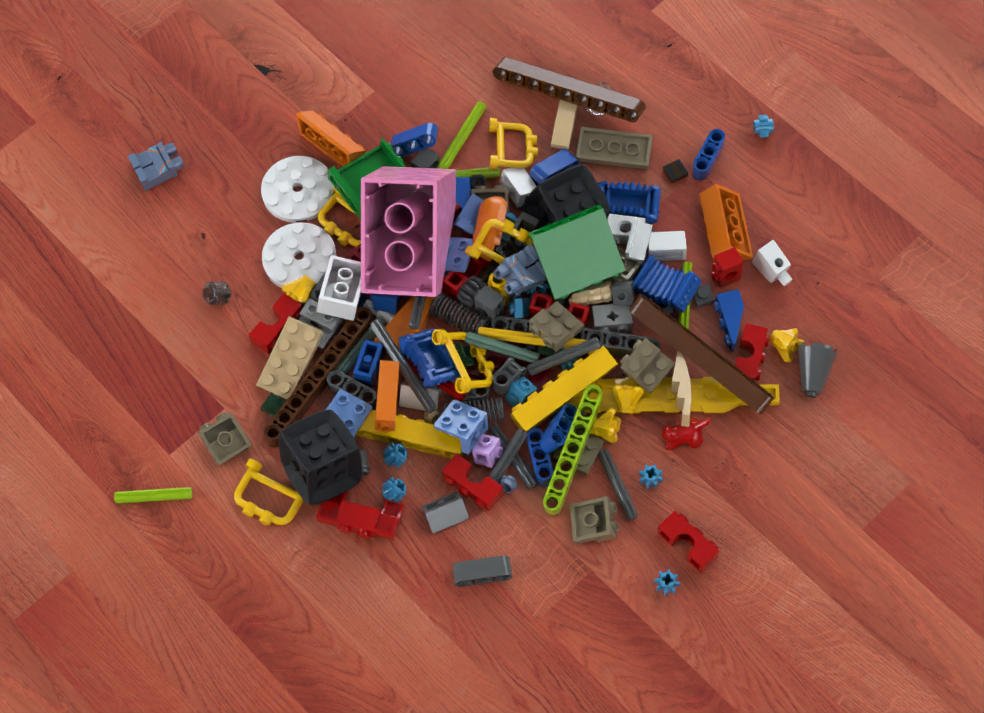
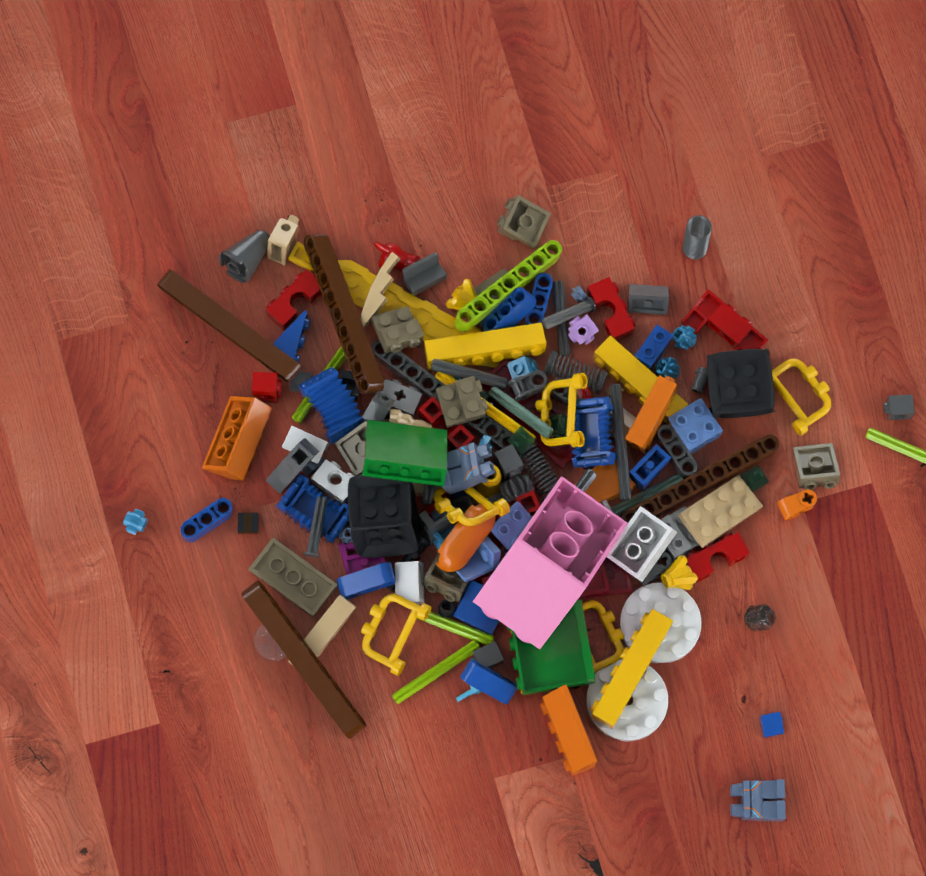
camera: 160 degrees left, 10 degrees up
(171, 225) = (771, 724): none -> blue slope
(171, 525) = (899, 407): none -> dark grey brick
(226, 398) = (794, 506): none -> orange piece
(303, 202) = (632, 668): none -> yellow brick
(417, 466) = (654, 347): none -> blue brick
(425, 563) = (697, 237): none -> dark grey piece
(464, 423) = (596, 356): medium blue bracket -> none
(482, 571) = (643, 228): dark grey beam -> none
(488, 321) = (521, 440): none -> clear green tile
(609, 163) = (316, 528): none -> dark grey axle
(618, 484) = (482, 246): dark grey axle -> none
(627, 397) = (431, 310): yellow rock -> none
(638, 241) = (333, 454): white panel -> none
(650, 482) = (451, 230): dark azure gear -> none
(652, 429) = (423, 274): none -> dark grey panel
(664, 220) = (292, 465): none -> dark grey slope
(672, 583) = (492, 143): dark azure gear -> none
(677, 528) = (455, 179): red arch -> none
(772, 263) = (220, 372): white torso -> none
(786, 342) = (255, 292): yellow rock -> none
(789, 299) = (229, 326): none -> reddish brown beam
(792, 388) = (283, 239): none -> tan torso

